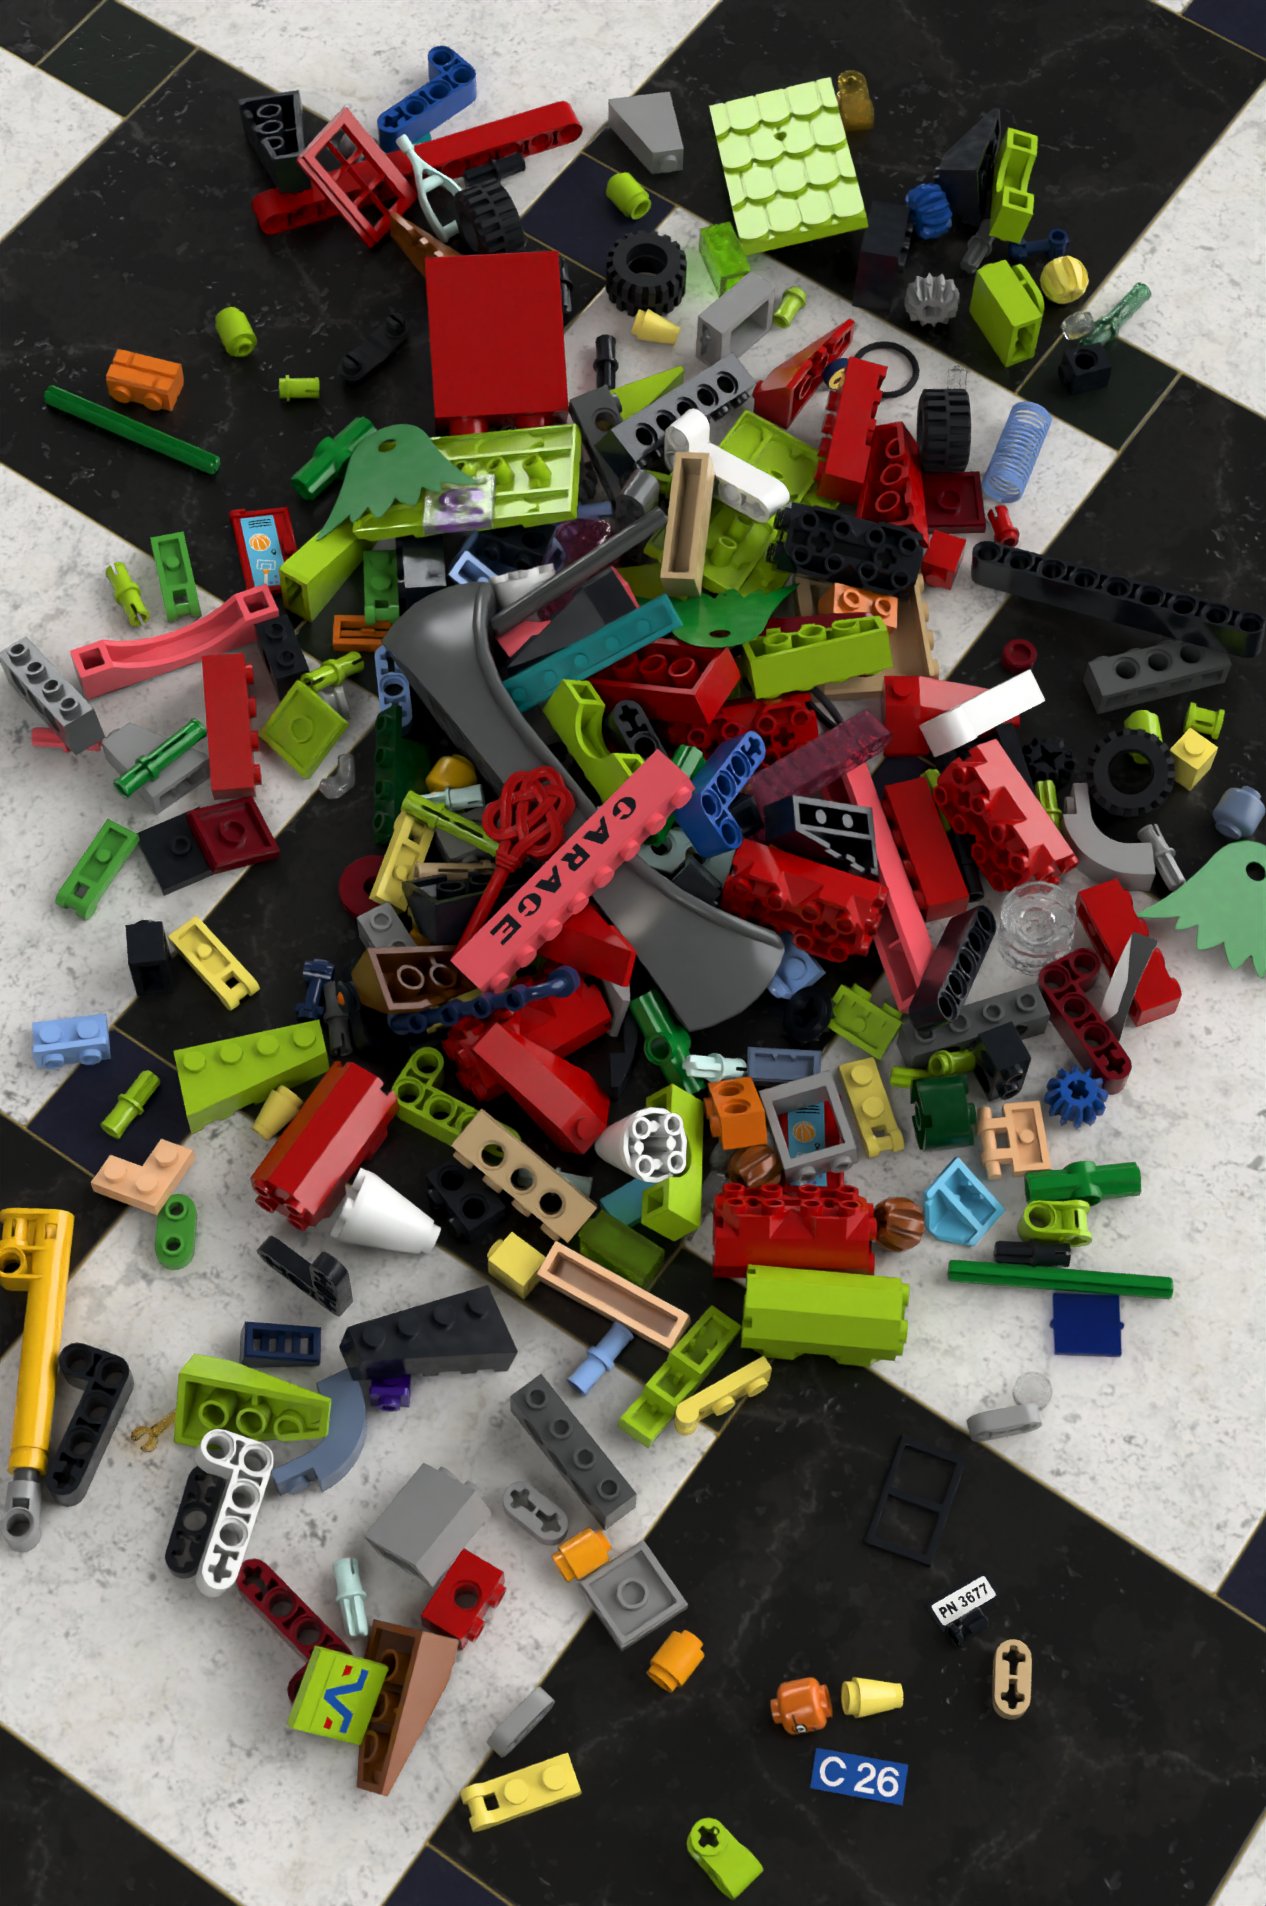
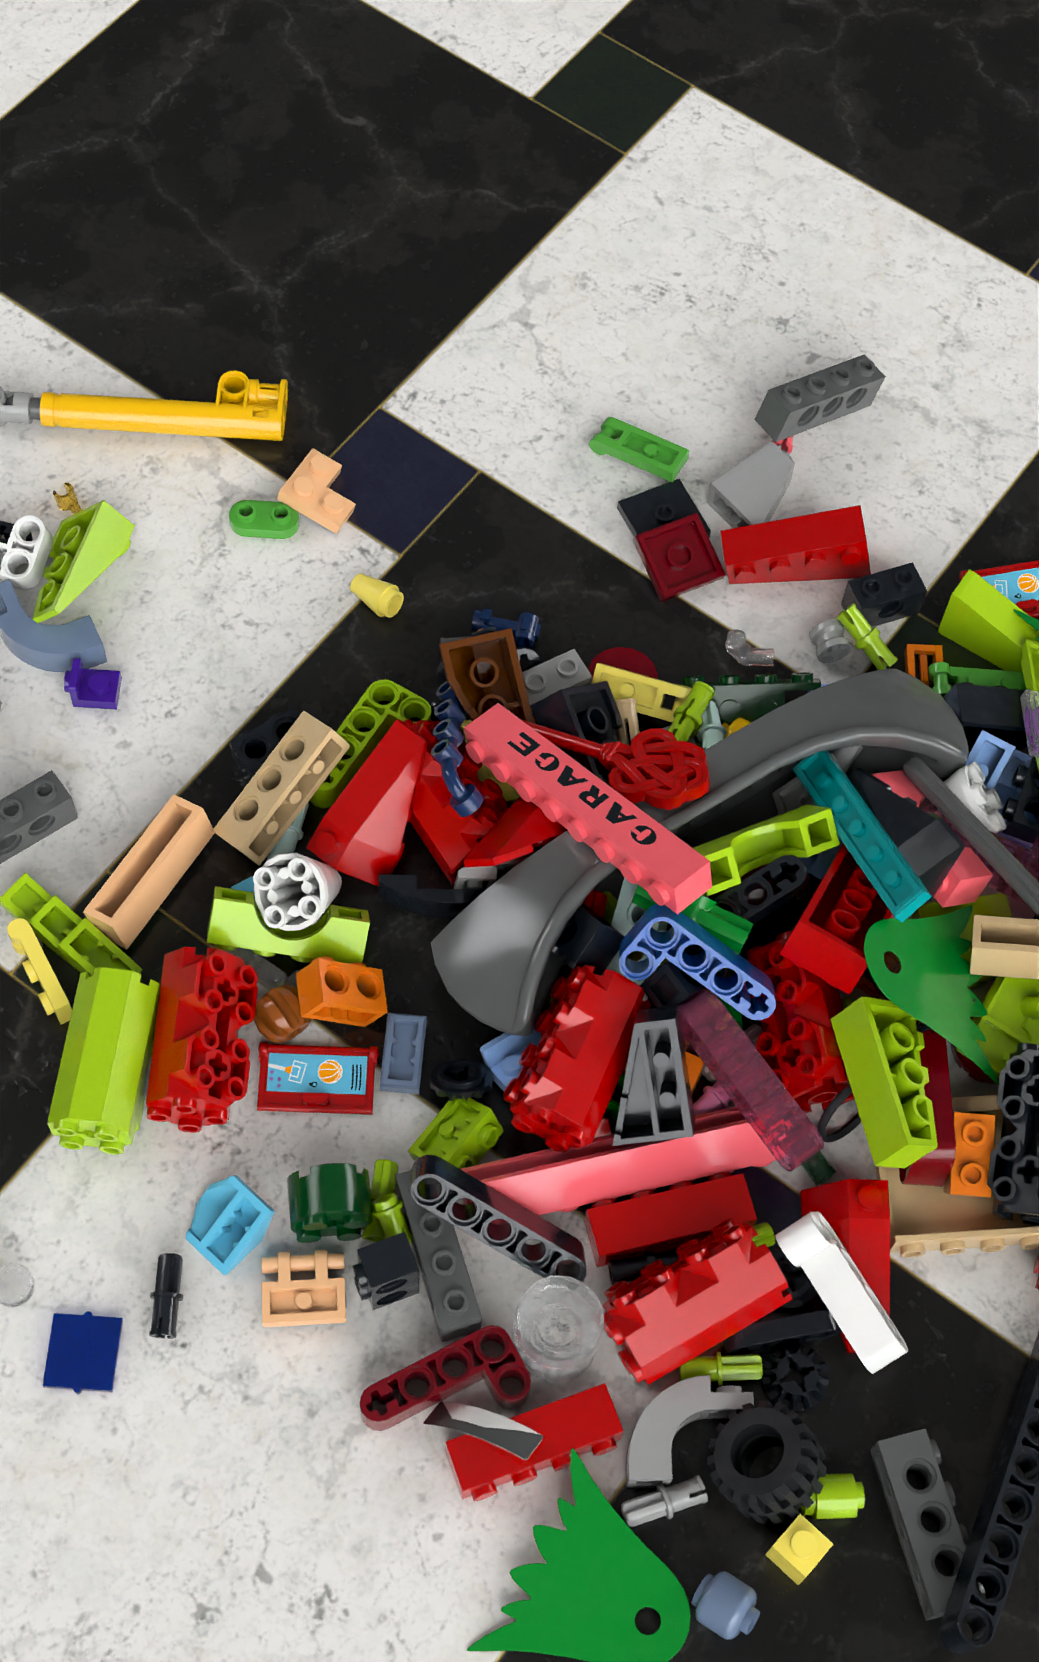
camera: 90 degrees right, 0 degrees up
(71, 1041) = (462, 435): light blue bracket -> none
(82, 1427) = (84, 456): black beam -> none
(117, 664) = (866, 459): coral arch -> none
(127, 594) = (952, 469): lime pin -> none
(130, 1104) = (392, 480): lime axle -> none
(148, 767) = (754, 486): green pin -> none
(149, 958) = (535, 481): black brick -> none
(175, 575) = (977, 509): bright green plate -> none
(213, 962) = (538, 543): light yellow plate -> none
(245, 1069) = (416, 559): lime wedge -> none
(280, 1358) = (146, 572): dark blue slope -> none
(303, 729) = (798, 612): lime plate -> none
(322, 1280) = (188, 624): black beam -> none
(324, 1146) = (326, 619): red brick -> none
(383, 1218) = (254, 673): white cone -> none
(435, 1337) = (122, 716): black wedge -> none
(515, 1264) = (202, 786): light yellow brick -> none
(600, 1358) = (93, 862): light blue pin -> none
(620, 1249) = (192, 888): clear neon green brick -> none
(657, 1028) = (418, 931): green piece -> none
(714, 1067) = (398, 975): light aqua axle -> none
(802, 1094) = (326, 1094): light grey window -> none
(870, 1107) = (355, 1140): light yellow plate -> none
(898, 1224) = (206, 1150): dark orange piece -> none
(1019, 656) = (943, 1359): dark red tile -> none
(1060, 1279) = (134, 1329): green axle -> none
(1062, 1221) = (197, 1332): lime piece -> none
(1075, 1083) = (346, 1347): blue gear -> none
(1084, 1182) = (243, 1359): green piece -> none
(1204, 720) = (859, 1577): lime bush -> none

